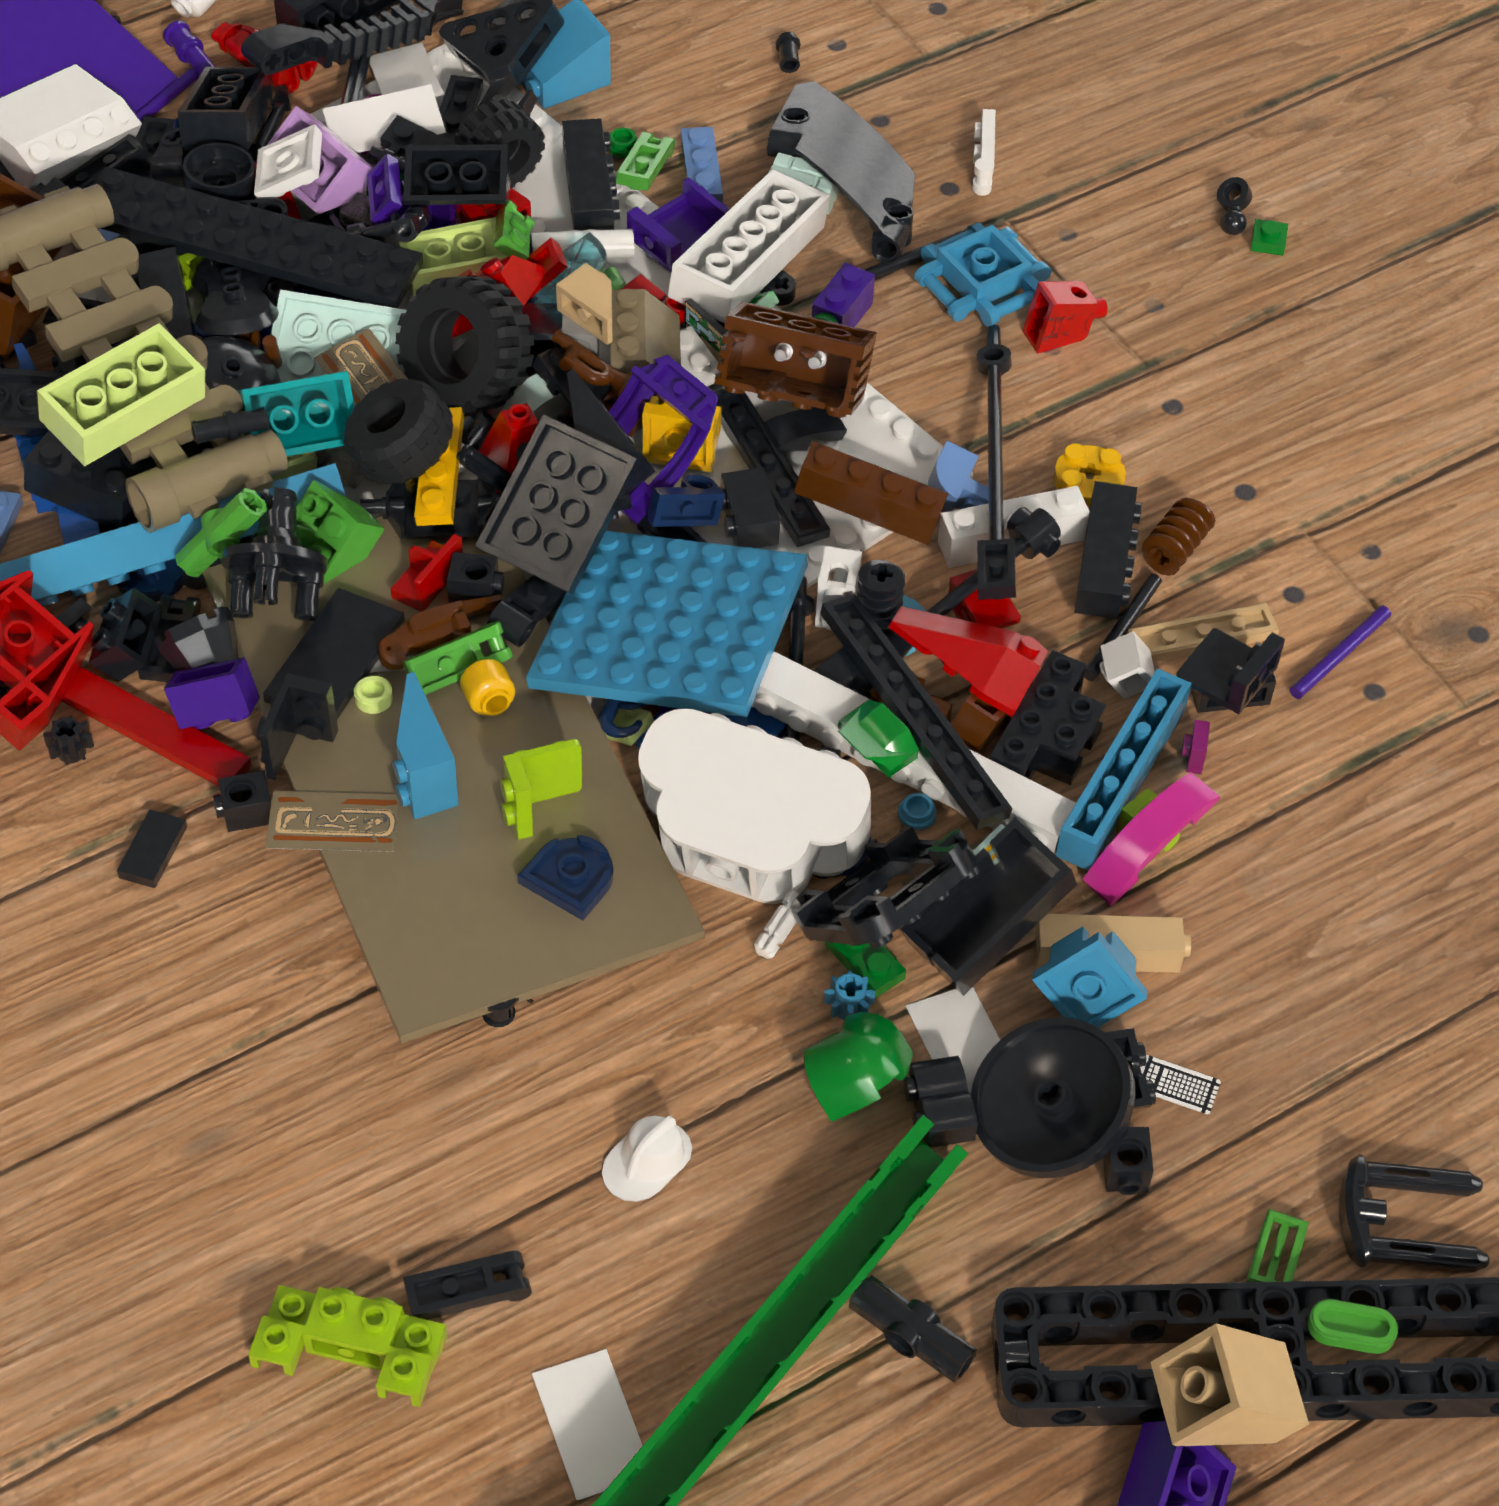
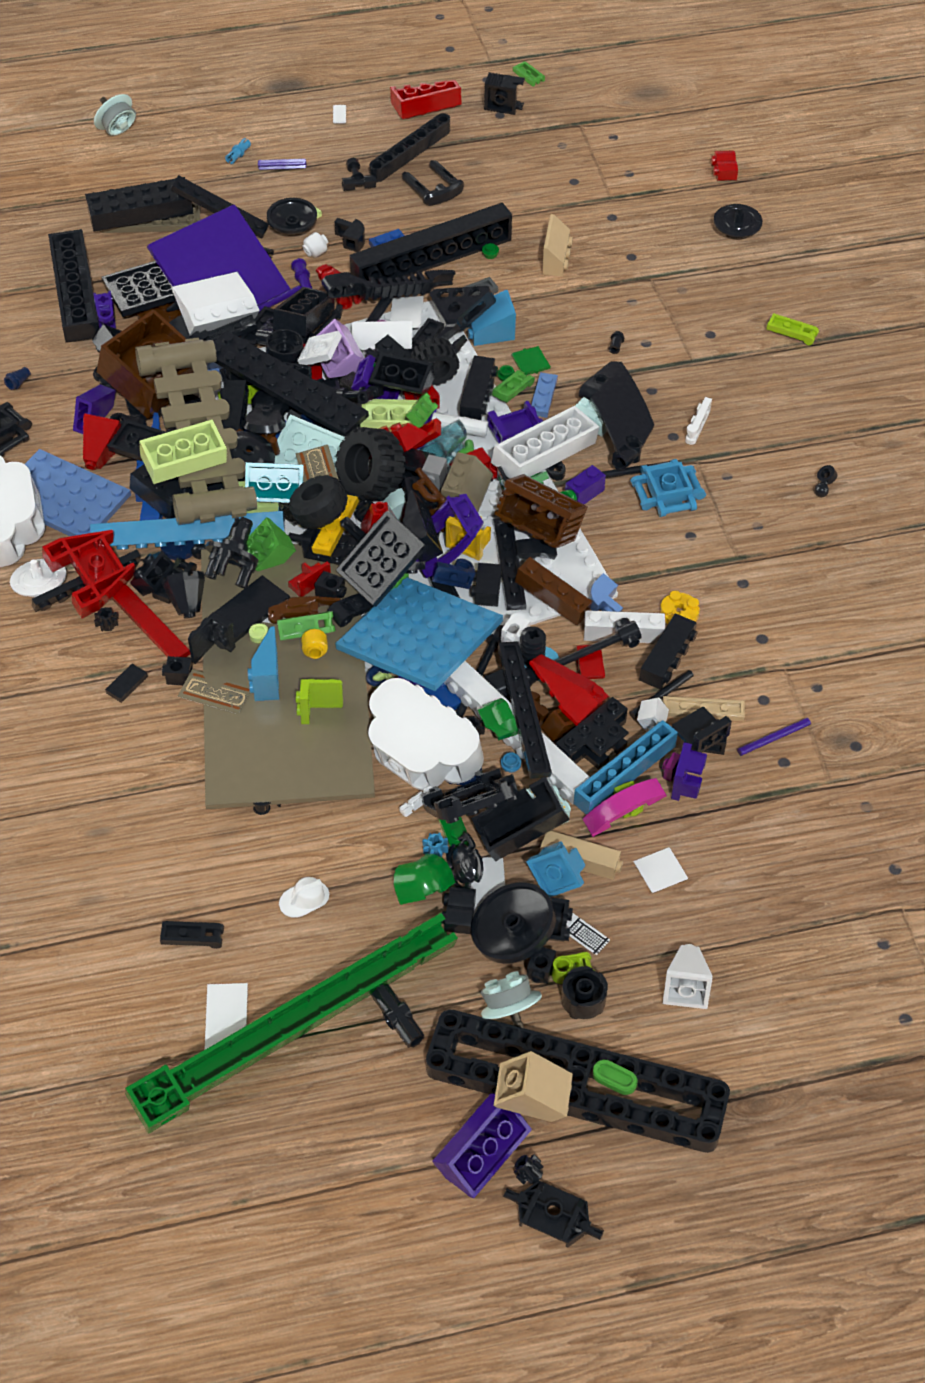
camera: 20 degrees right, 0 degrees up
(212, 694) = (180, 613): dark purple brick -> none
(220, 530) = (211, 532): bright green piece -> none
(230, 425) = (233, 479): black pin -> none
(352, 1331) = (129, 939): lime bracket -> none
(570, 874) = (319, 747): dark blue tile -> none
(587, 300) = (440, 455): tan slope -> none
(654, 112) = (531, 360): none -> green piece
(920, 1010) = (465, 862): none -> black shield
(997, 555) = (600, 640): black bar -> none
(1061, 314) = (700, 519): red torso -> none
(1107, 1236) = (508, 997): none -> piece
(1177, 535) = (710, 653): reddish brown piece -> none
(1190, 1147) = (568, 963): none -> lime piece
(1227, 1189) = (584, 993): none -> black brick
(1228, 732) = (691, 762): none -> dark purple panel
(1252, 932) = (660, 870): none -> white sticker
(1269, 237) = (837, 502): green plate -> none
(1286, 1221) = (611, 1019): bright green tile -> none
(1359, 1212) = (650, 1023): black piece -> none
(1395, 1110) = (688, 979): none -> white slope

